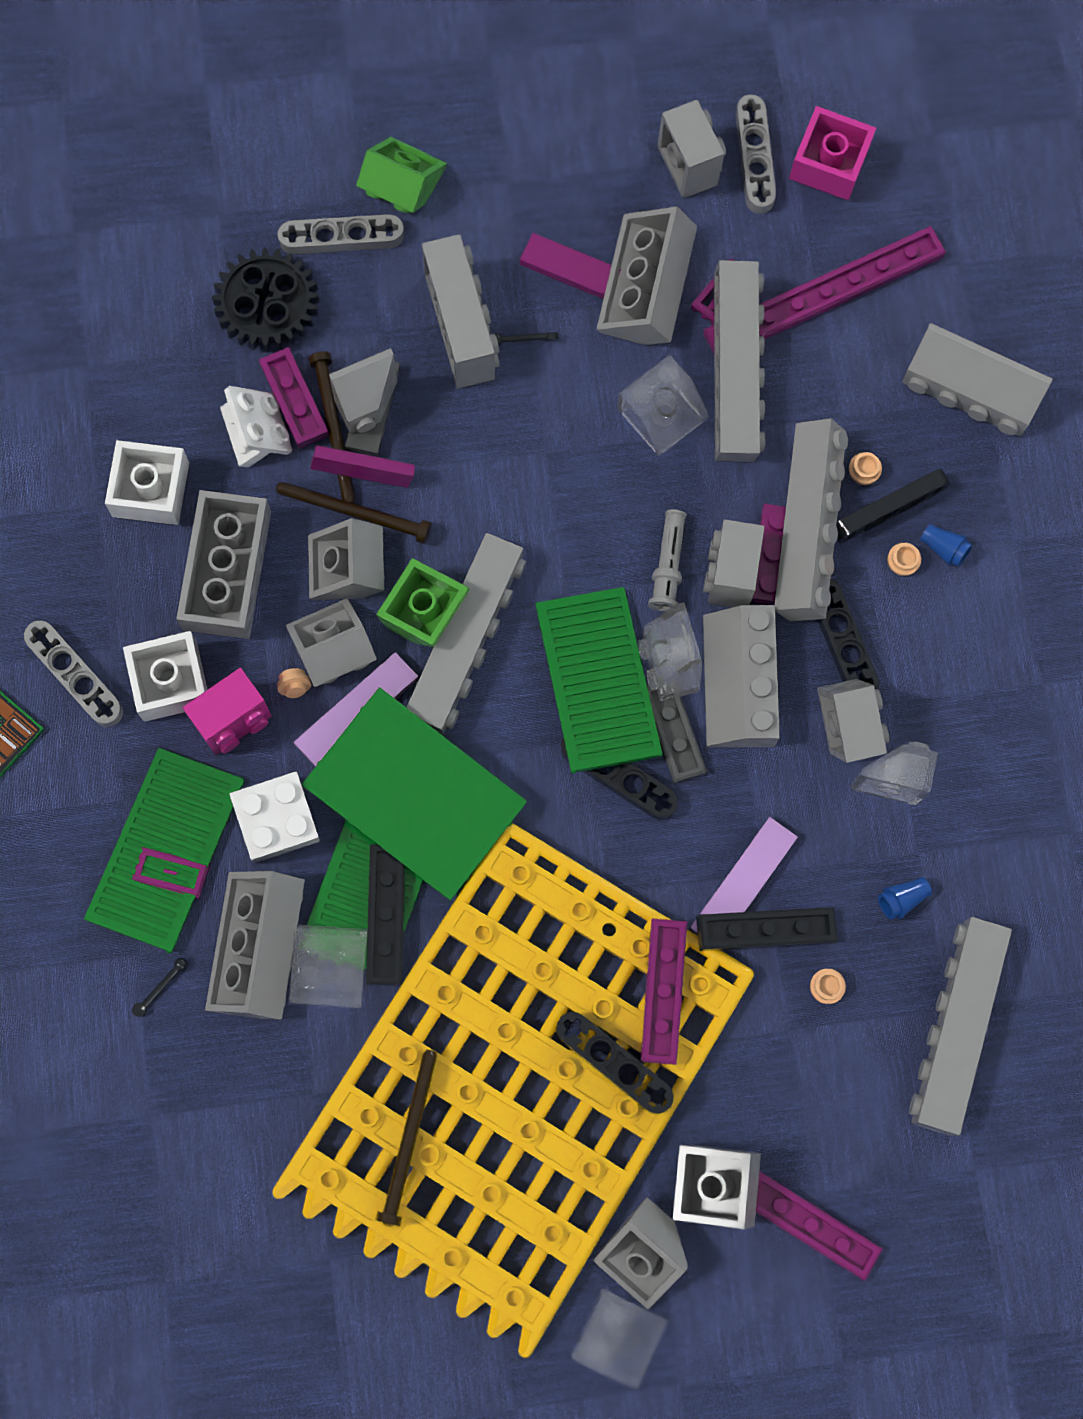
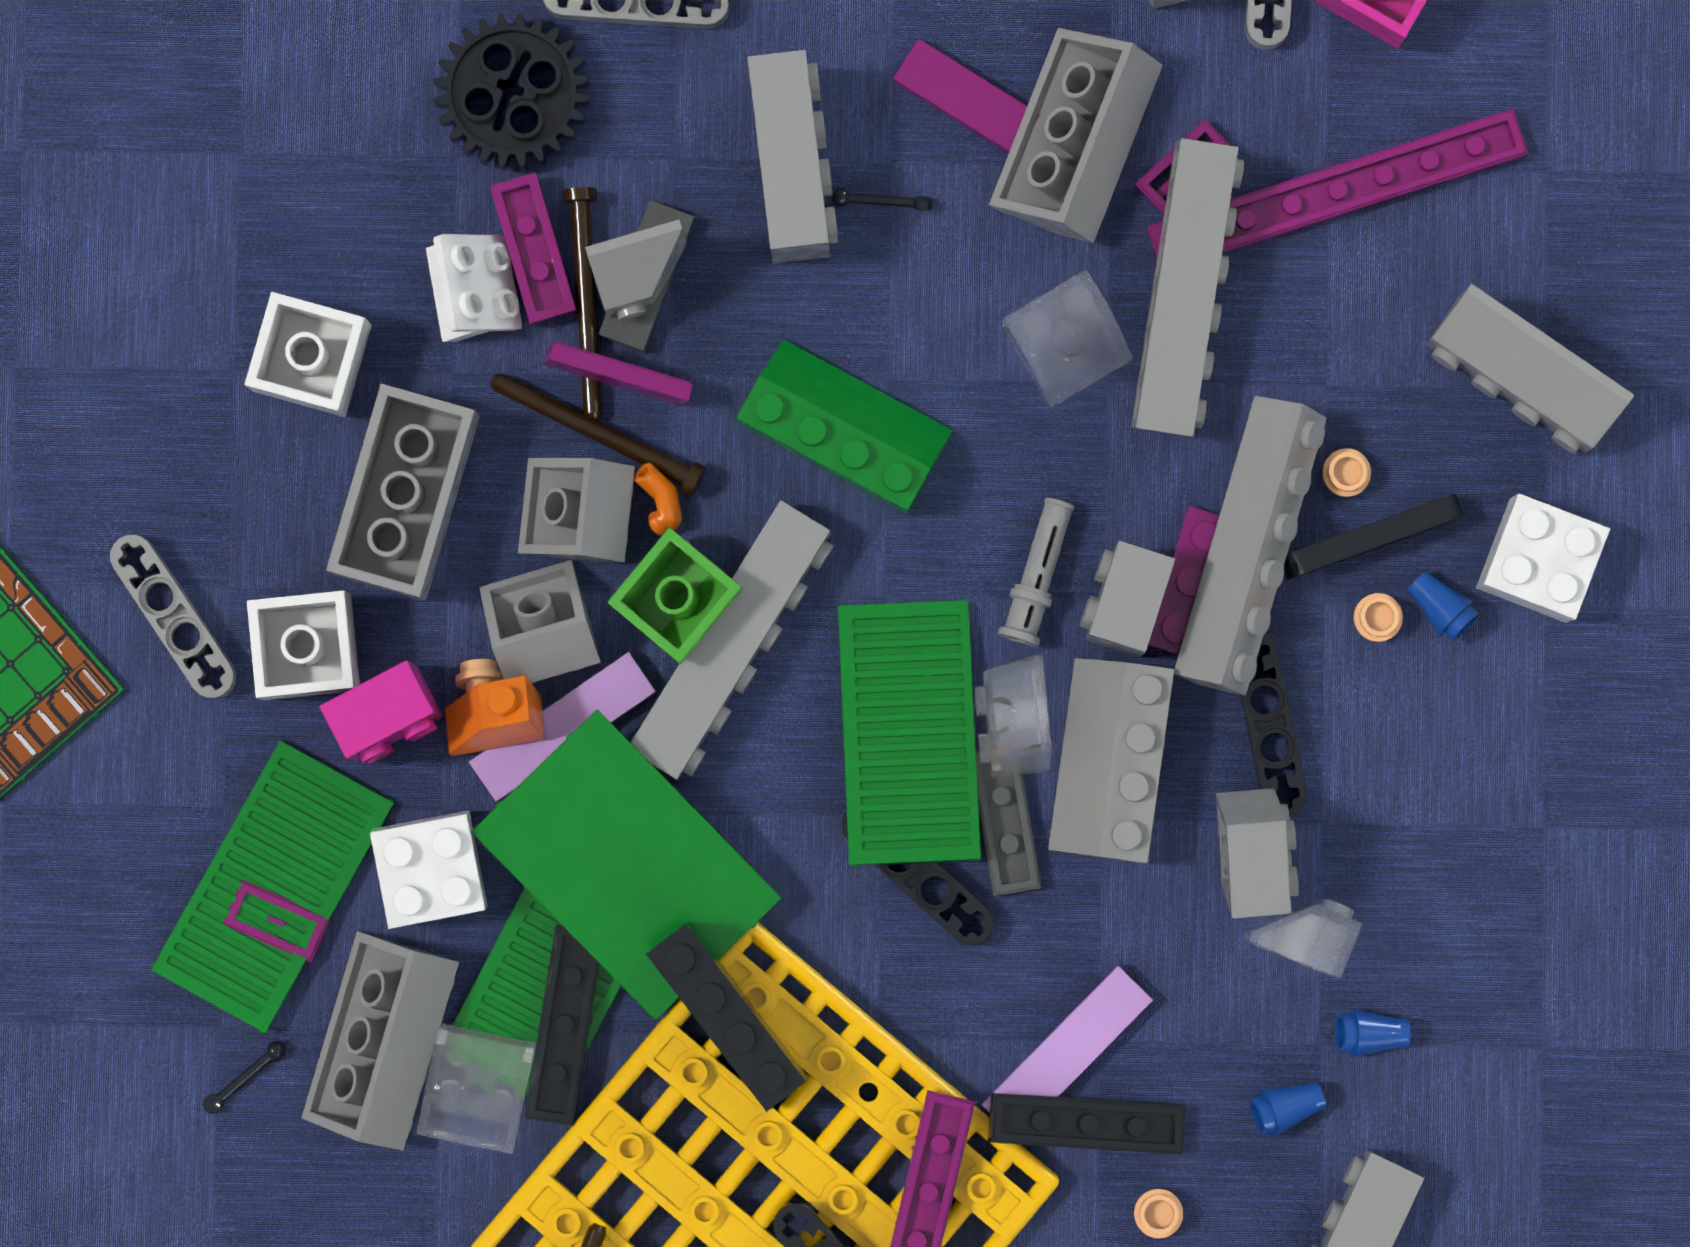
camera: 20 degrees right, 10 degrees up
(307, 705) = (495, 716): none -> orange slope
(403, 543) = (665, 496): none -> orange arm
(502, 884) = (727, 1016): none -> black brick
(520, 486) = (844, 426): none -> green slope
(951, 837) = (1369, 1033): none -> blue cone
(1008, 503) = (1543, 558): none -> white brick

